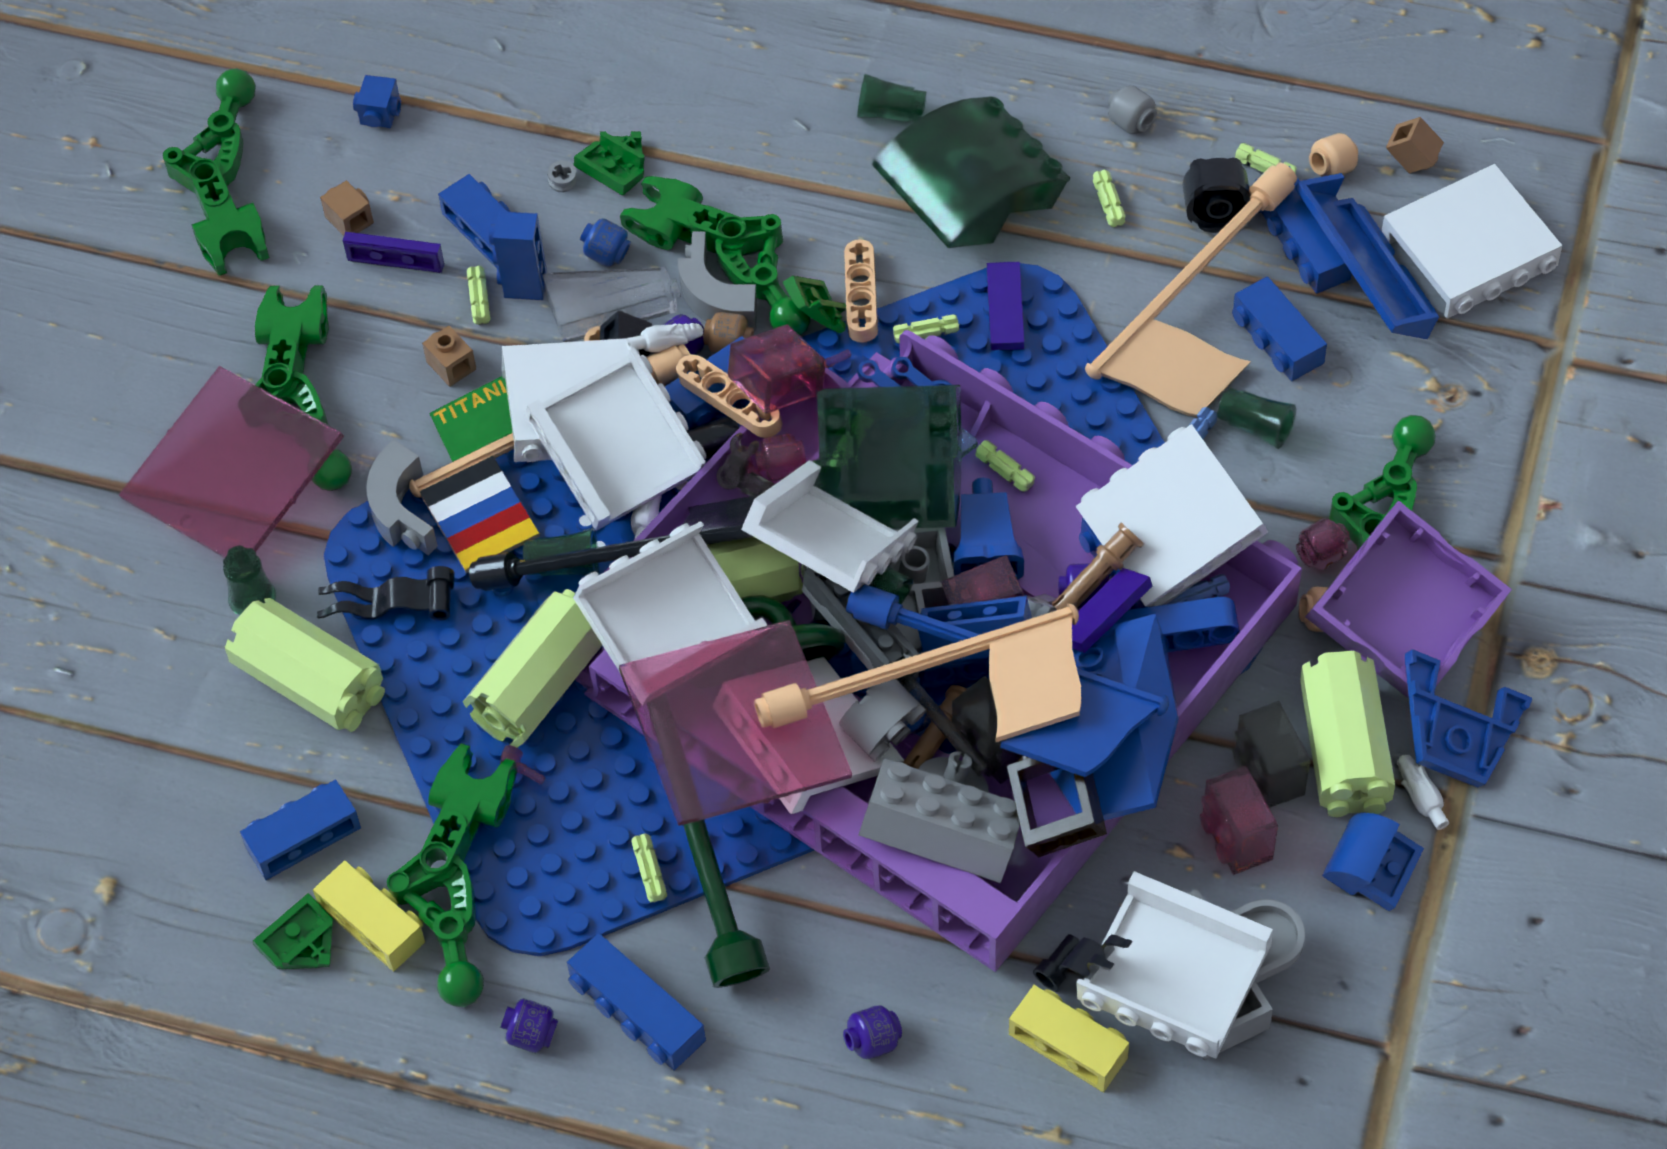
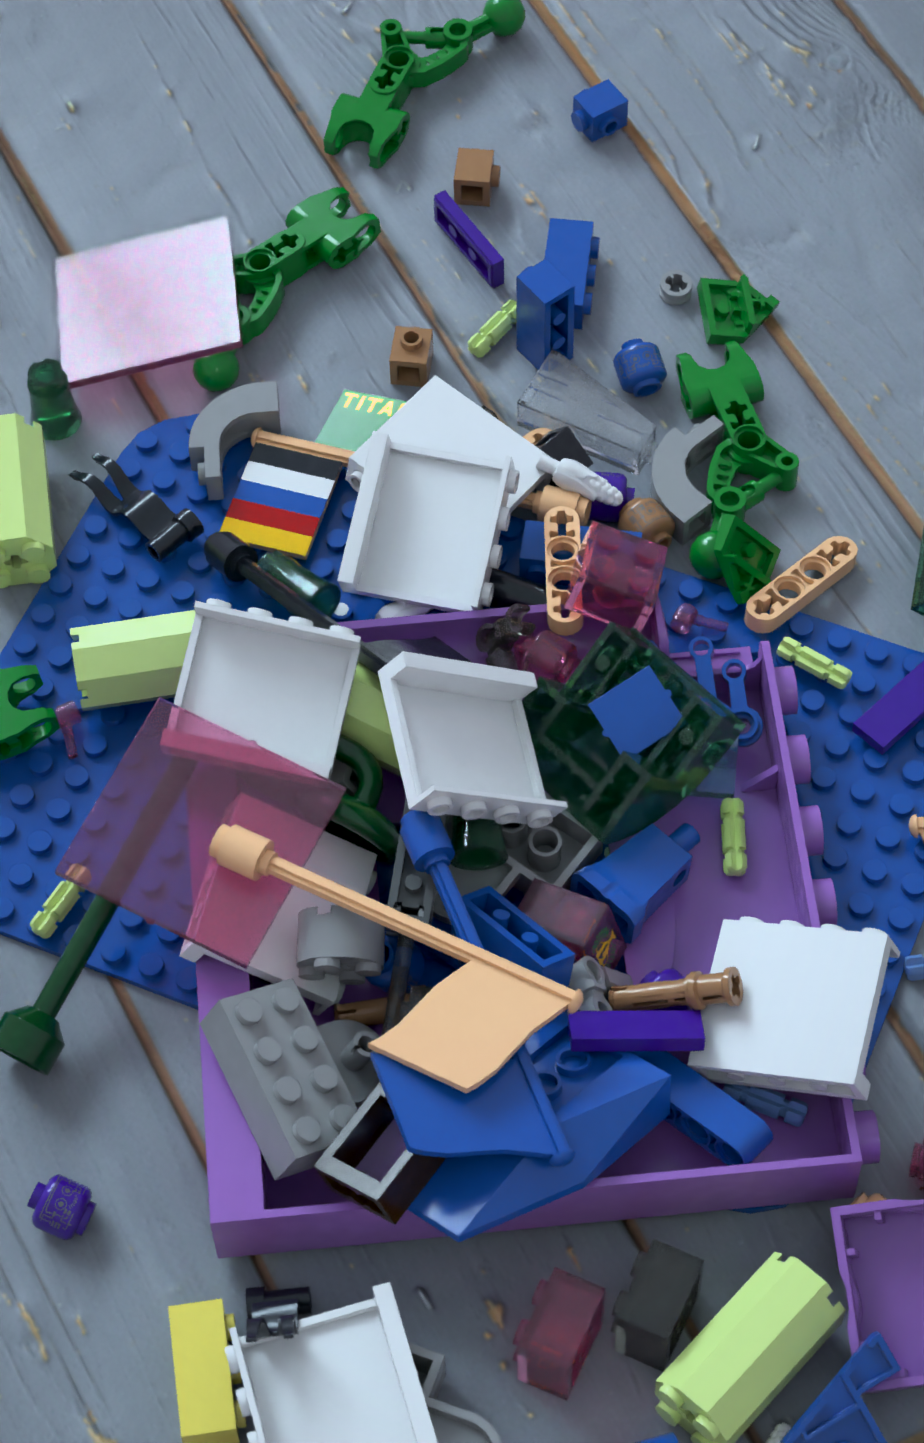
camera: 45 degrees right, 0 degrees up
(887, 435) = (636, 712): none -> blue piece

